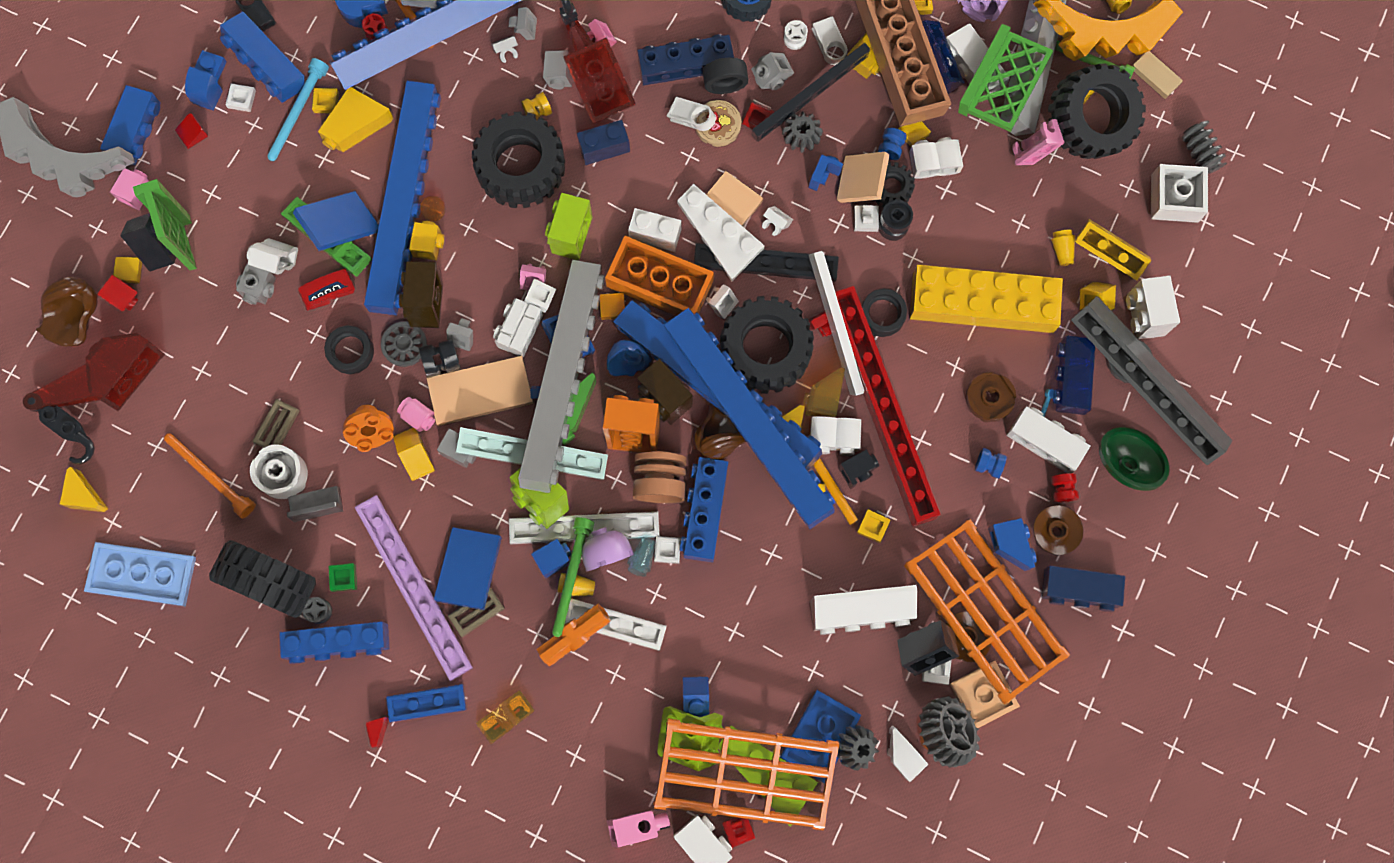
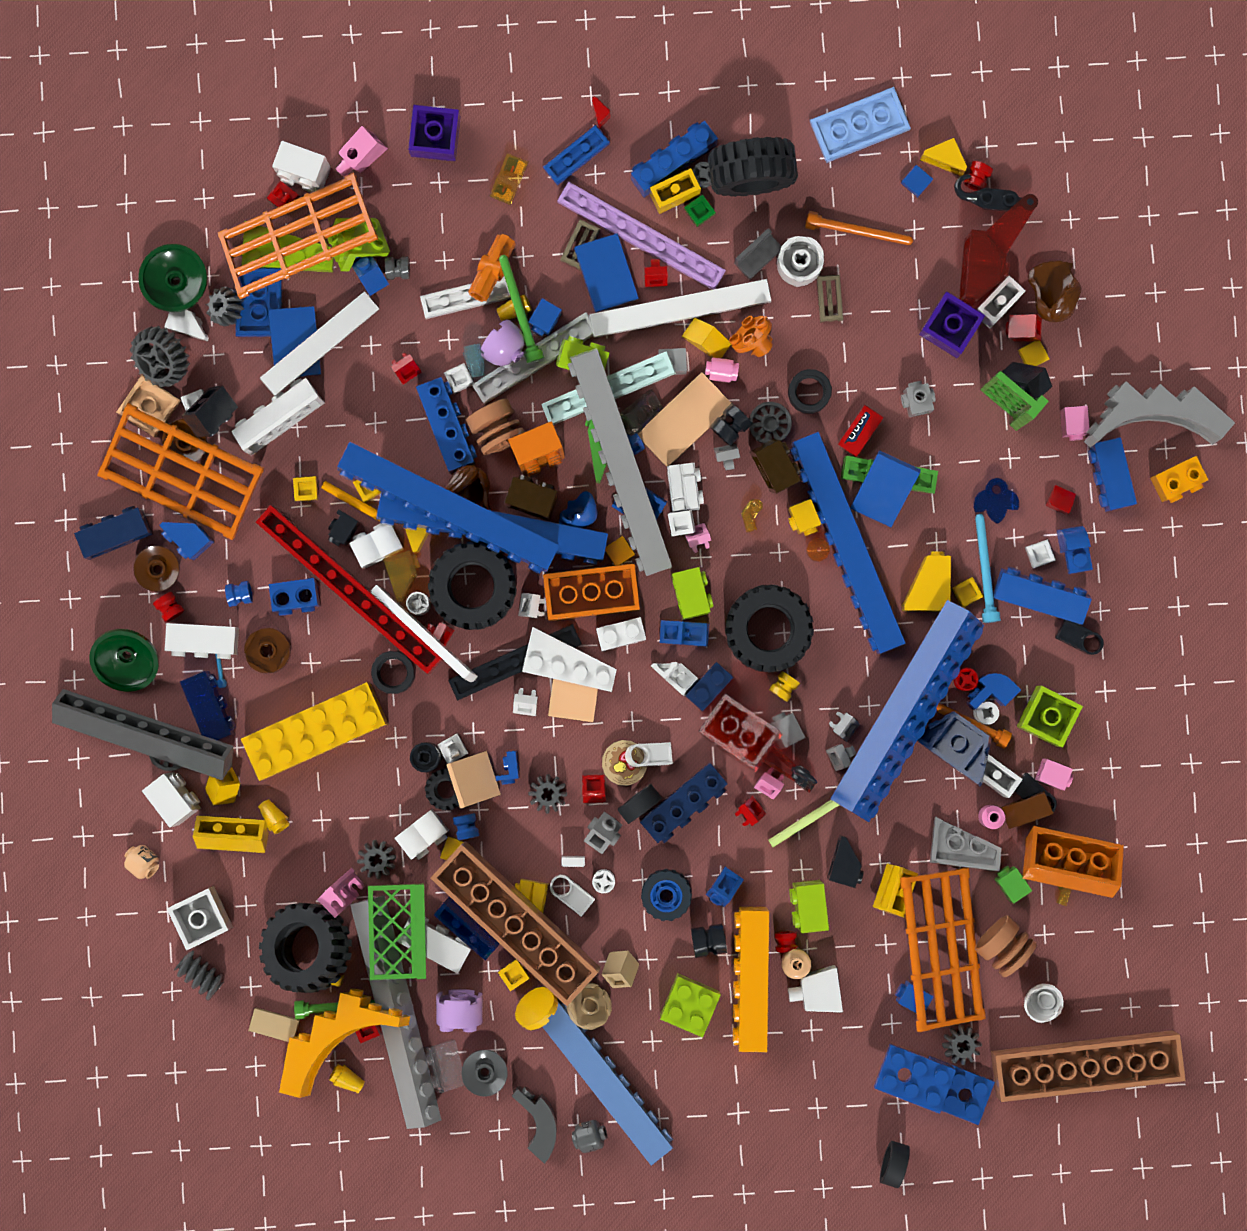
camera: 150 degrees right, 10 degrees up
(60, 460) = (979, 174): none -> red wheel
(76, 89) = (1179, 479): none -> light orange brick
(123, 489) = (917, 181): none -> blue tile
(124, 323) = (1000, 301): none -> white brick
(180, 333) = (952, 325): none -> dark purple brick
(250, 160) = (996, 504): none -> clear blue plate
(272, 256) = (918, 428): white brick -> none
(353, 607) = (675, 191): none -> yellow brick
(419, 495) = (680, 308): none -> white tile
(422, 539) = (656, 274): none -> red tile
(473, 274) = (749, 513): none -> clear yellow arm
(522, 412) = (630, 420): none -> clear smoke slope
(550, 803) = (434, 133): none -> dark purple brick
(602, 204) = (684, 633): none -> blue slope
(626, 170) = (677, 676): none -> white slope
(630, 21) = (752, 811): none -> red tile
(659, 687) = (397, 268): none -> dark grey wheel
(713, 586) = (405, 368): none -> red tile
(783, 657) = (319, 343): none -> white tile
(807, 674) = (289, 329): none -> blue tile
(811, 92) = (557, 828): black tile -> none
(812, 64) = (573, 861): none -> white tile
(825, 355) = (415, 604): none -> white wheel
(912, 810) = (160, 270): none -> dark green dish
(936, 438) = (294, 590): none -> blue brick
(981, 163) = (381, 866): none -> dark grey gear
(1208, 272) = (141, 862): none -> light nougat head

